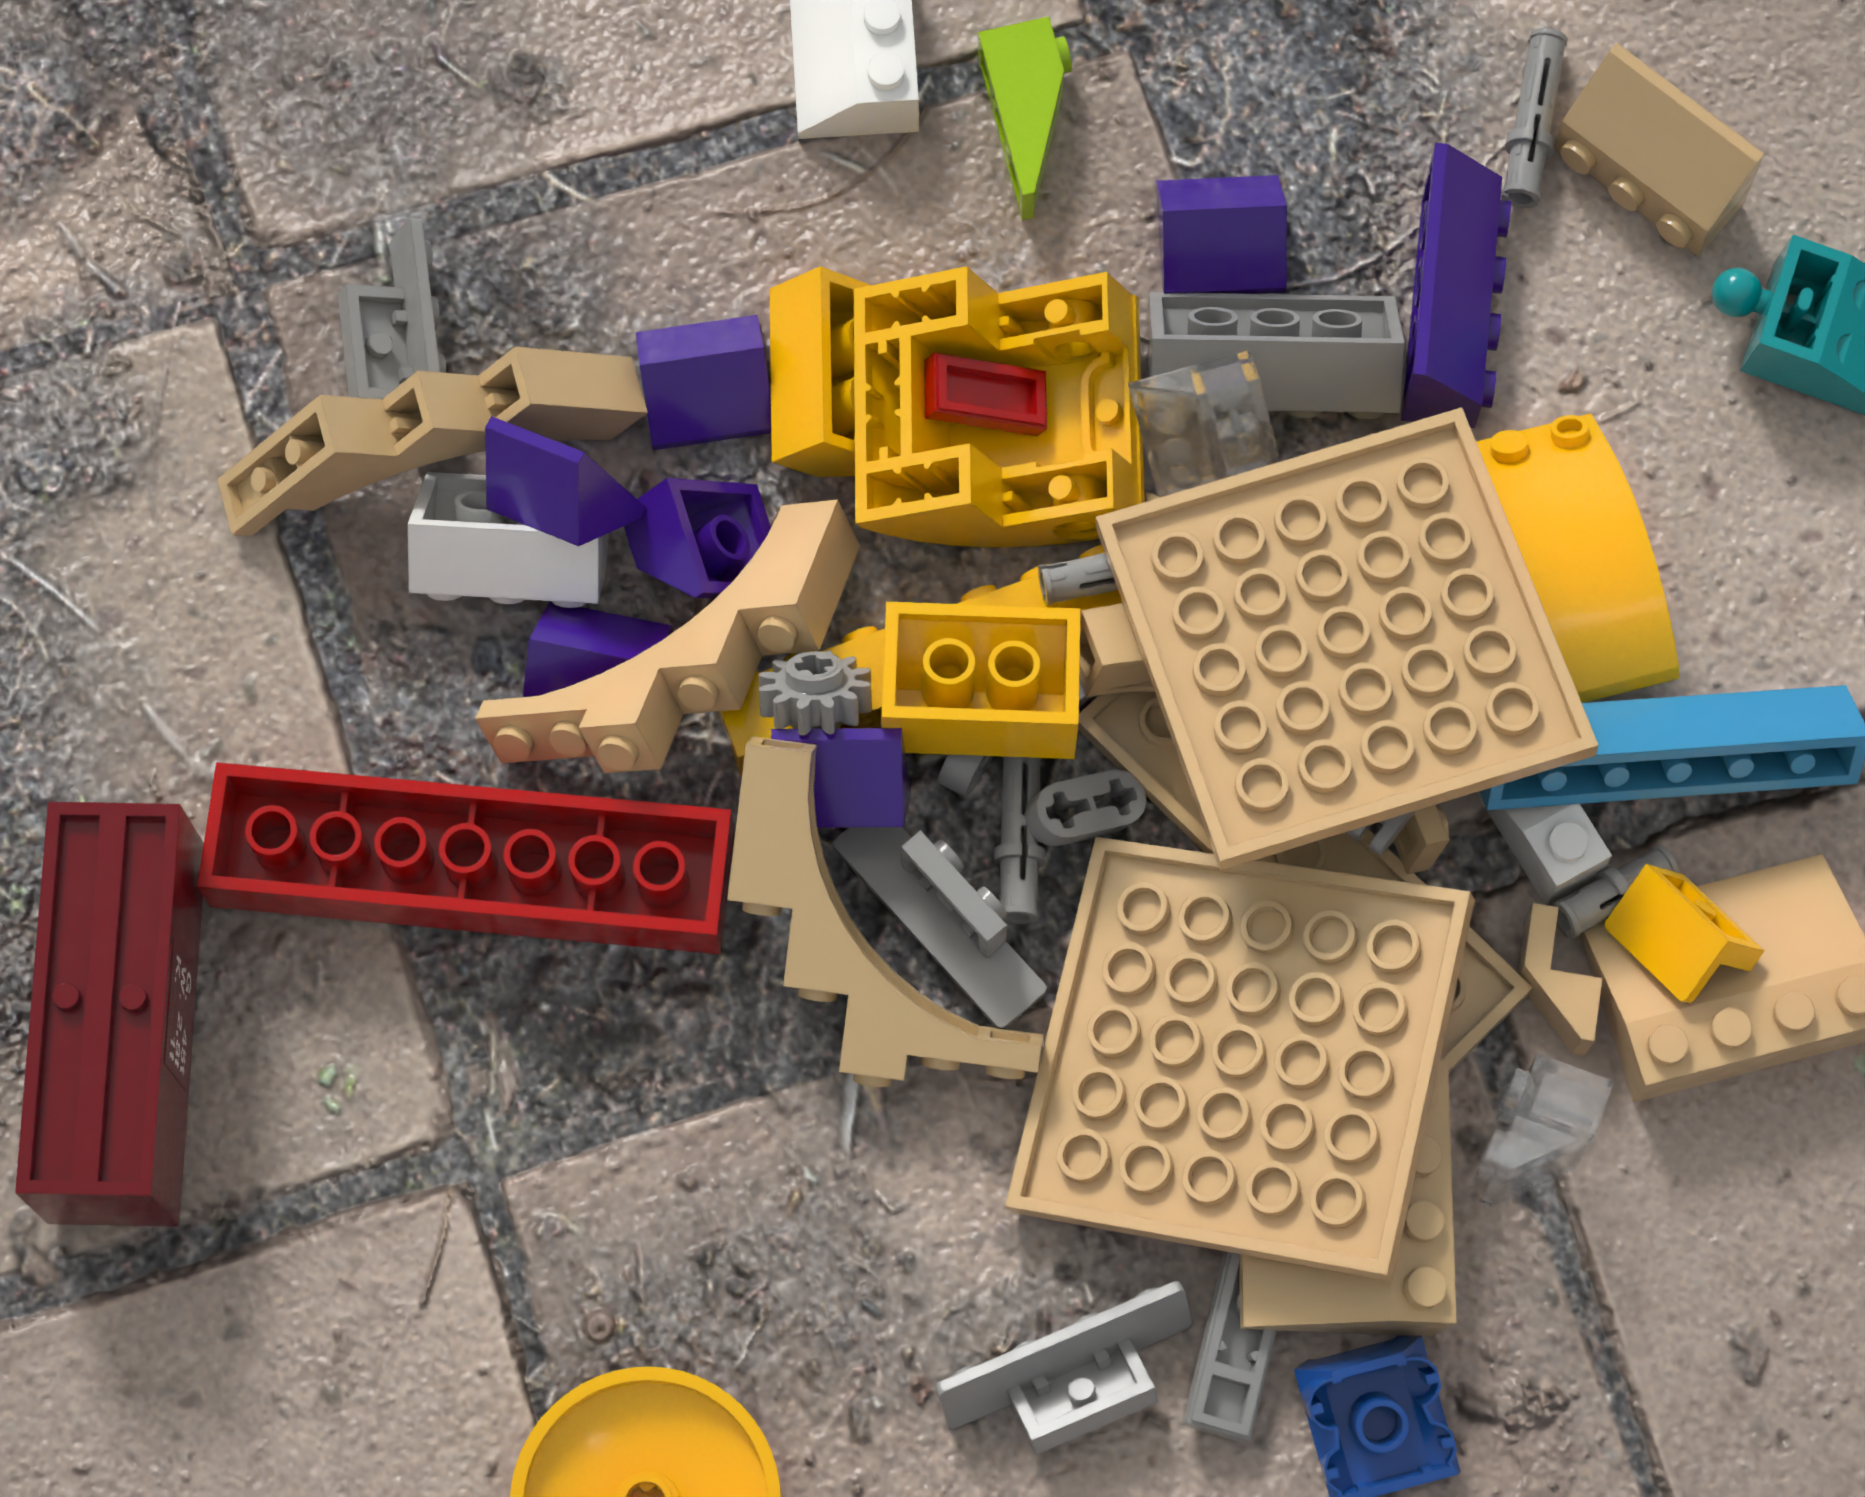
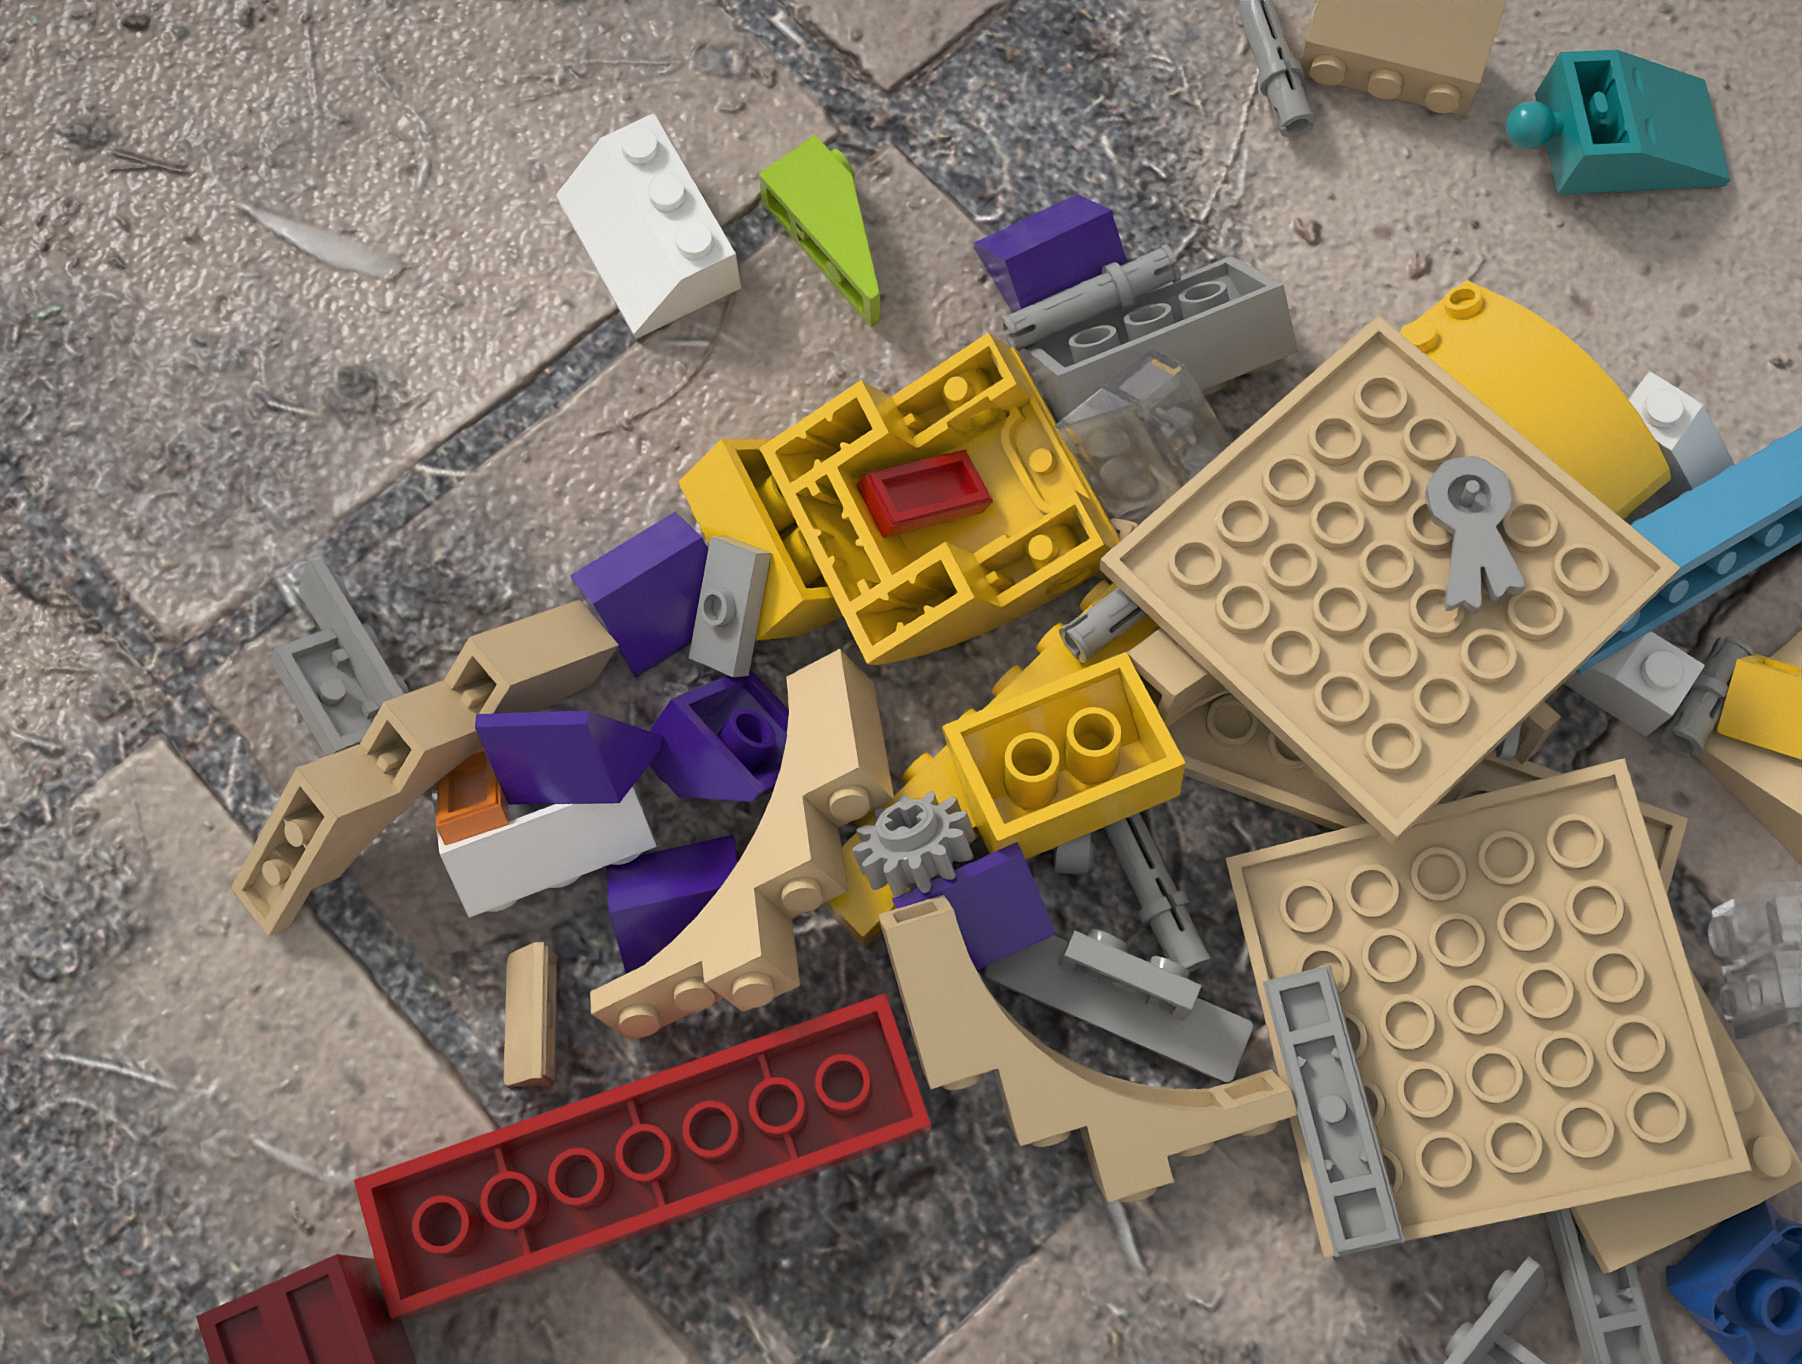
camera: 25 degrees left, 0 degrees up
(425, 703) = (530, 1017): none -> tan slope
(454, 490) = (470, 800): none -> orange tile
(761, 420) = (729, 606): none -> light grey plate
(1071, 1083) = (1334, 1112): none -> light grey plate
(1082, 794) = (1212, 844): light grey beam -> none
(1233, 280) = (1113, 288): none -> light grey pin
(1440, 606) = (1470, 501): none -> light grey piece
(1455, 289) = (1286, 222): dark purple slope -> none
(1563, 998) = (1725, 819): tan slope -> none
(1712, 640) = (1682, 432): none -> white slope

